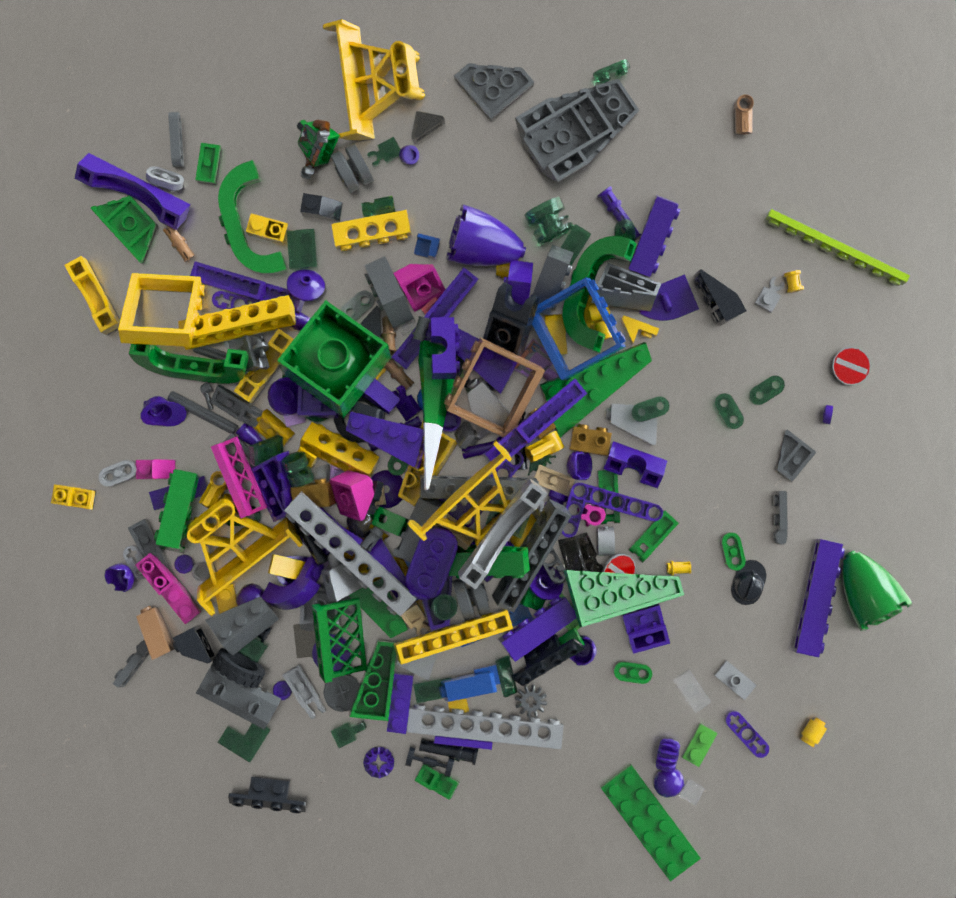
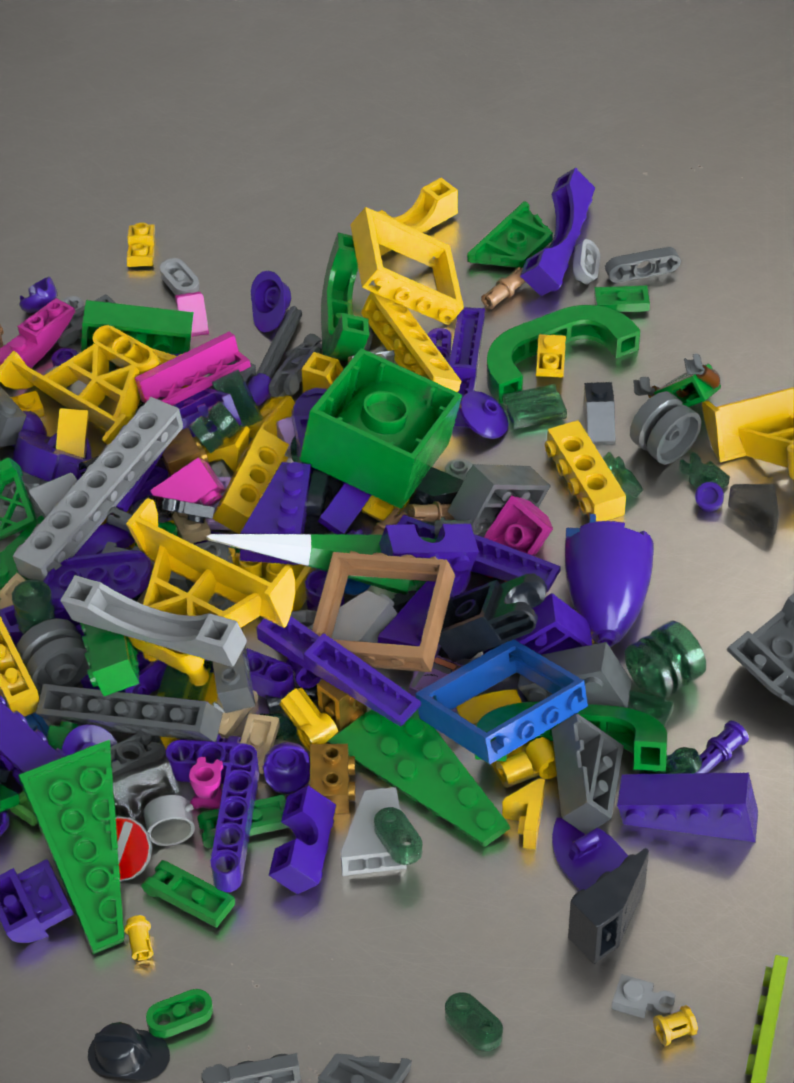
camera: 80 degrees right, 40 degrees down
(728, 411) = (419, 966): clear green plate -> none

